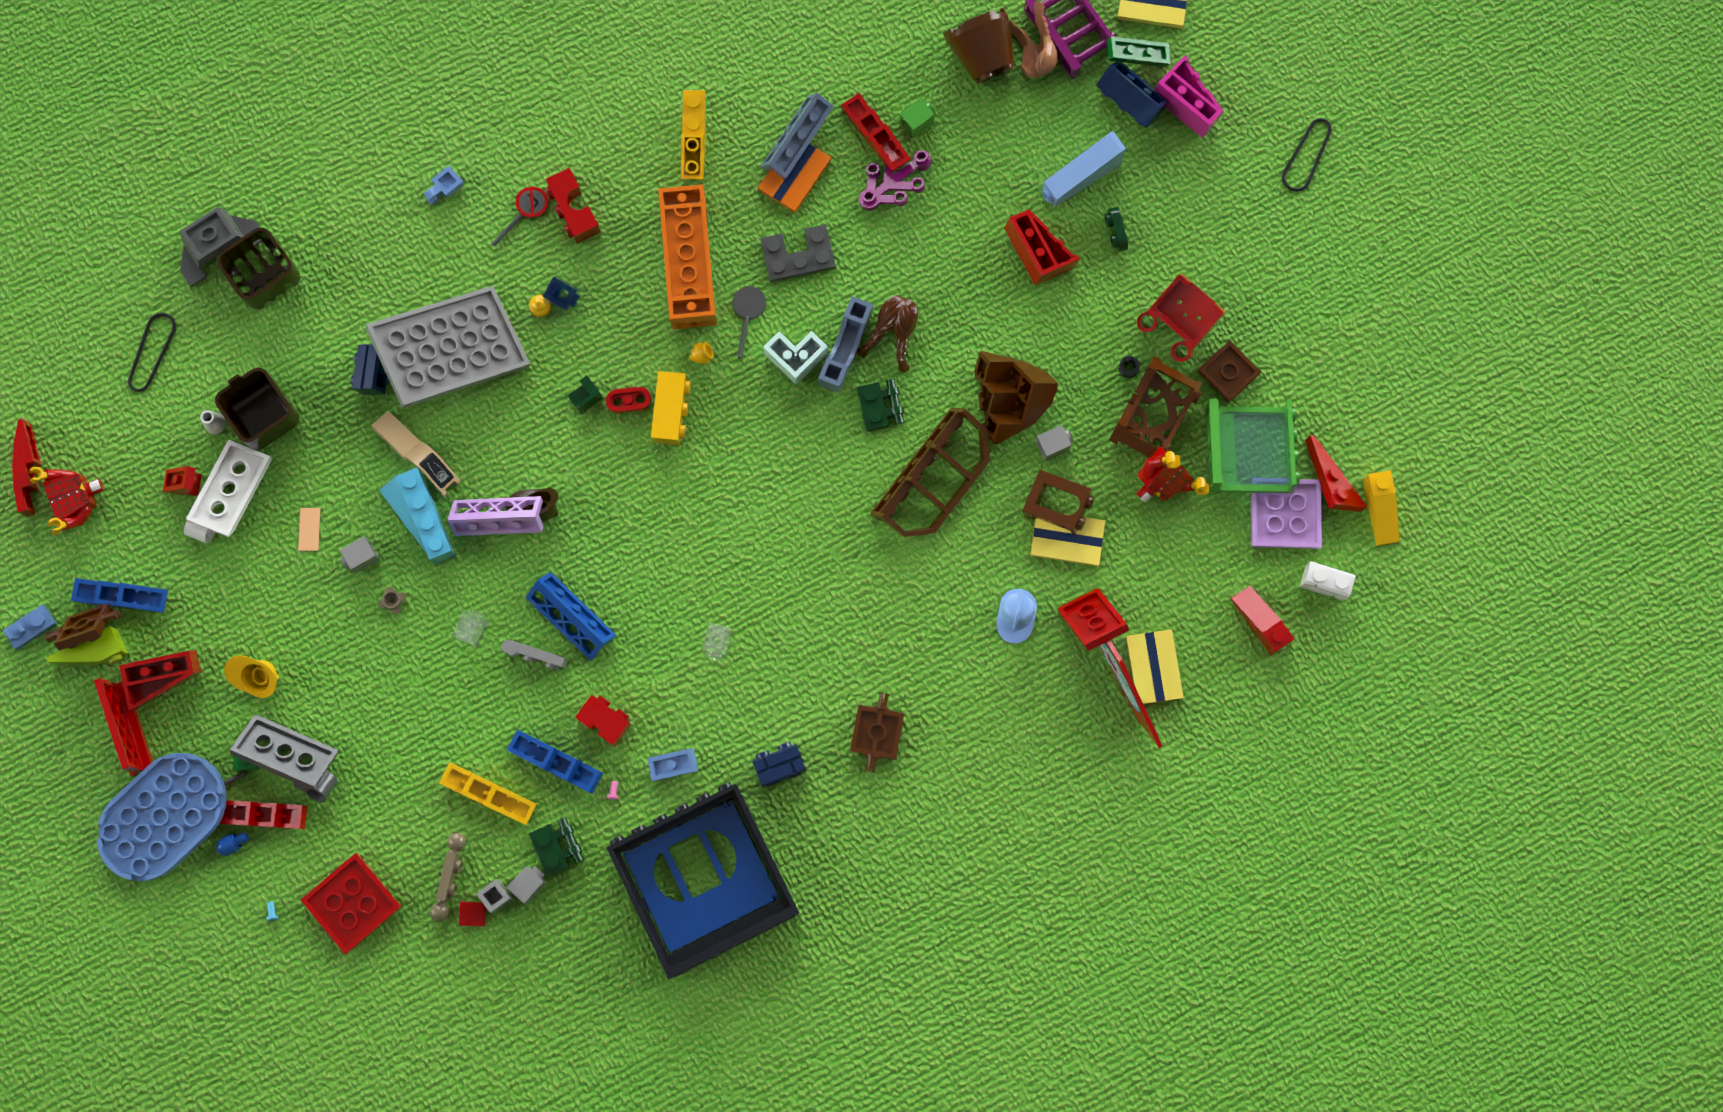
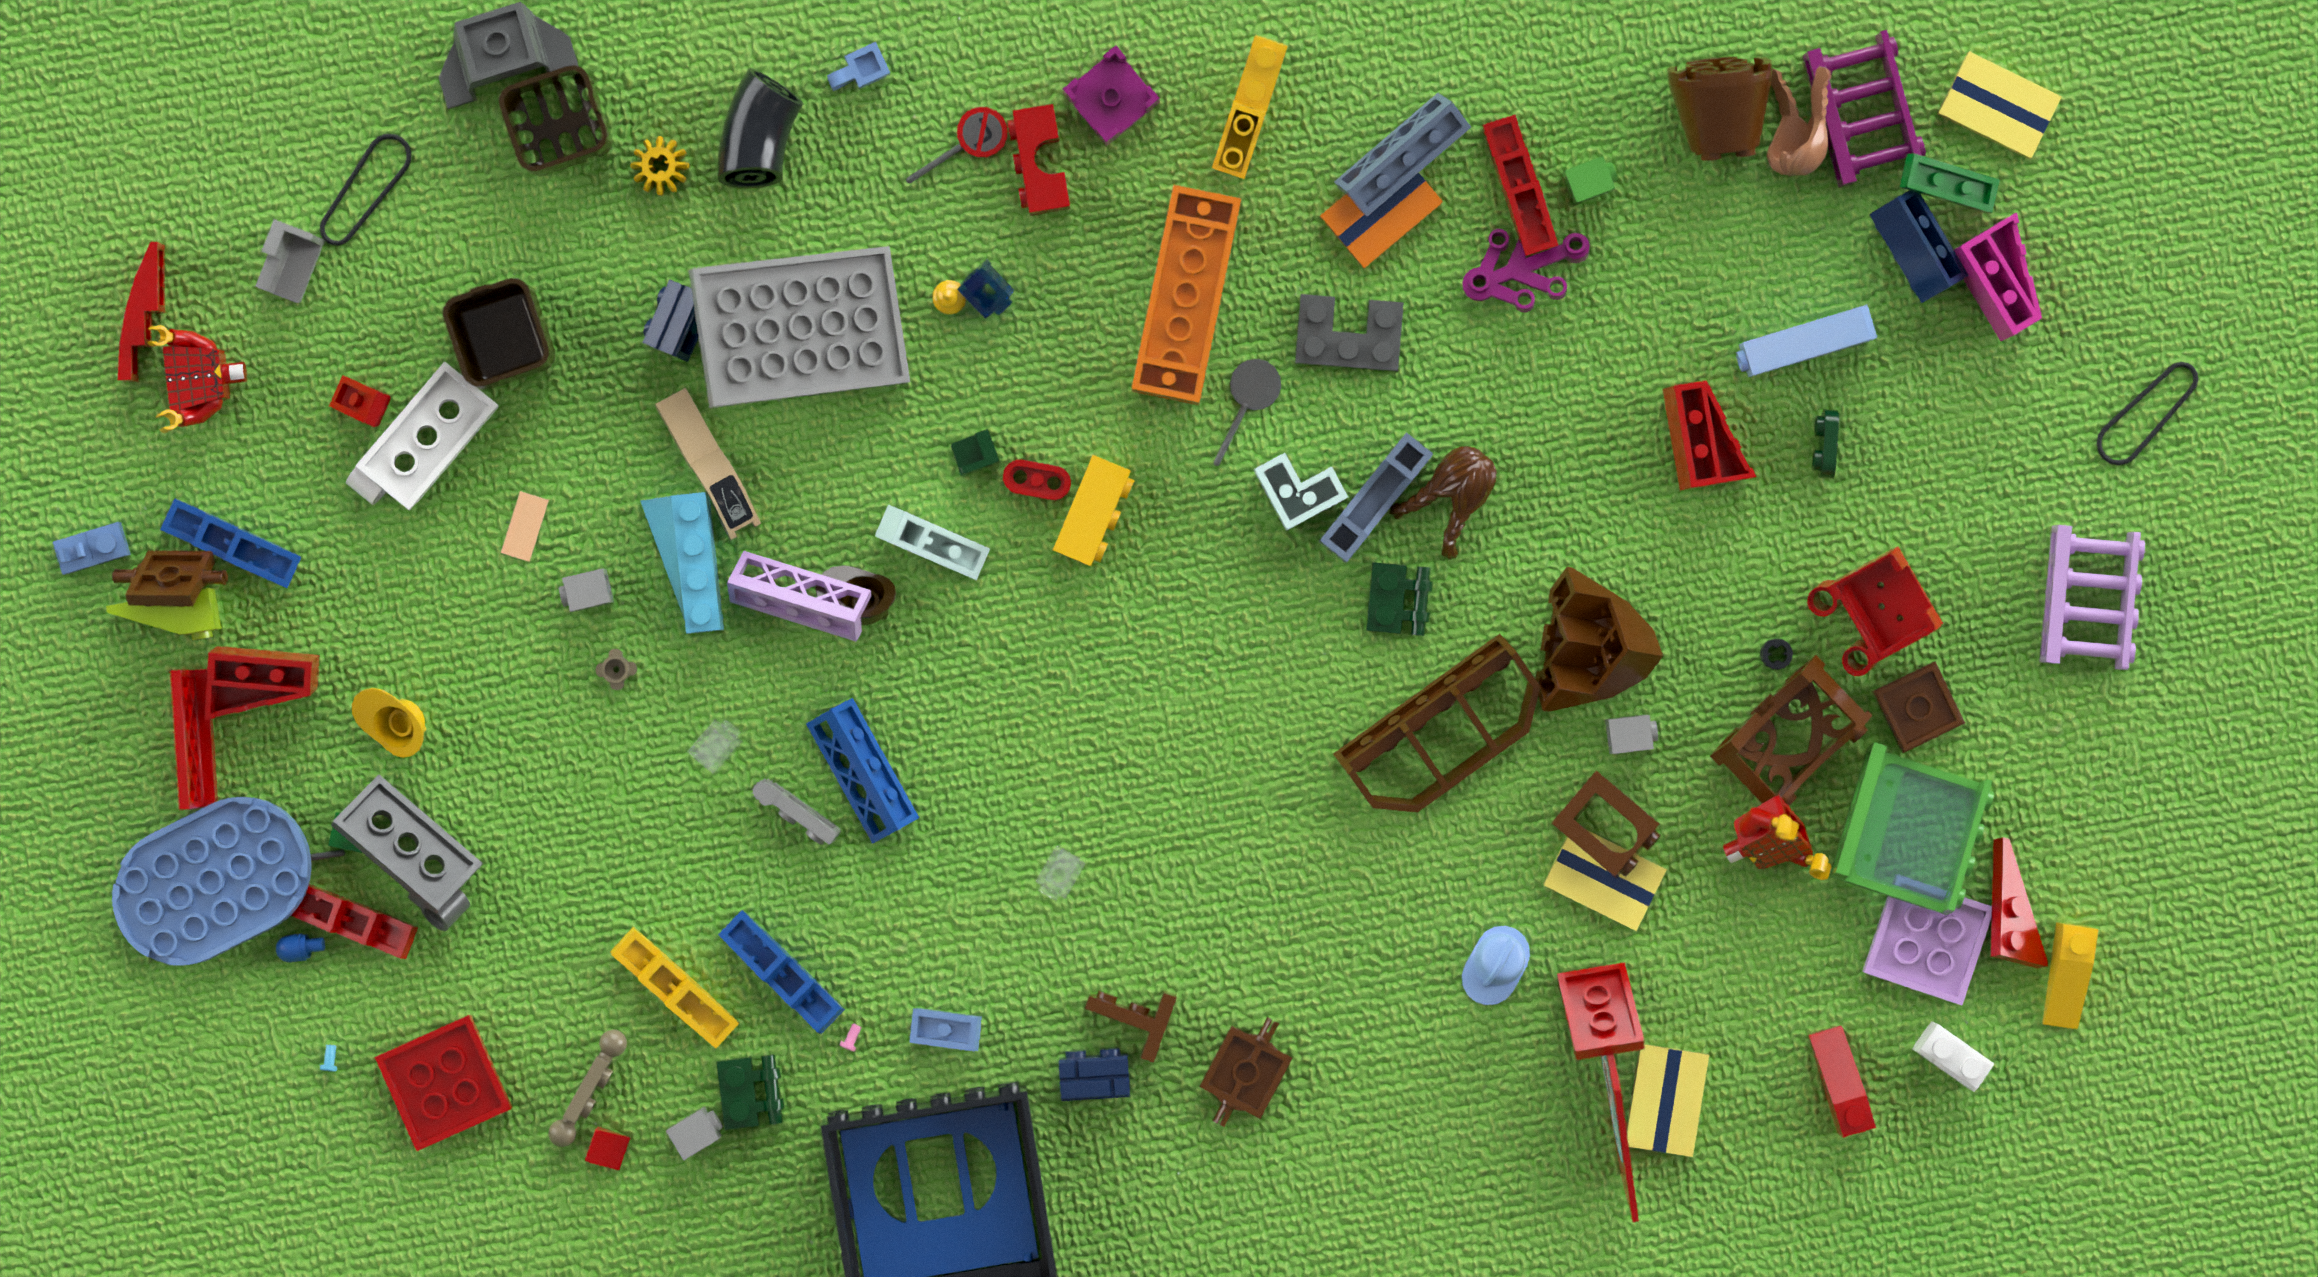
camera: 20 degrees right, 10 degrees up
(112, 403) = (289, 261): none -> light grey panel
(213, 421) = (436, 333): white cone -> none
(337, 286) = (661, 178): none -> yellow gear
(388, 241) = (756, 132): none -> black brick
(495, 896) = (646, 1137): light grey brick -> none
(572, 457) = (932, 542): none -> light aqua slope
(605, 155) = (1111, 96): none -> magenta panel
(610, 723) = (868, 934): red brick -> none
(701, 353) = (1163, 442): yellow plate -> none
(795, 717) = (1137, 1016): none -> reddish brown bracket
(1295, 286) = (2062, 578): none -> lavender fence

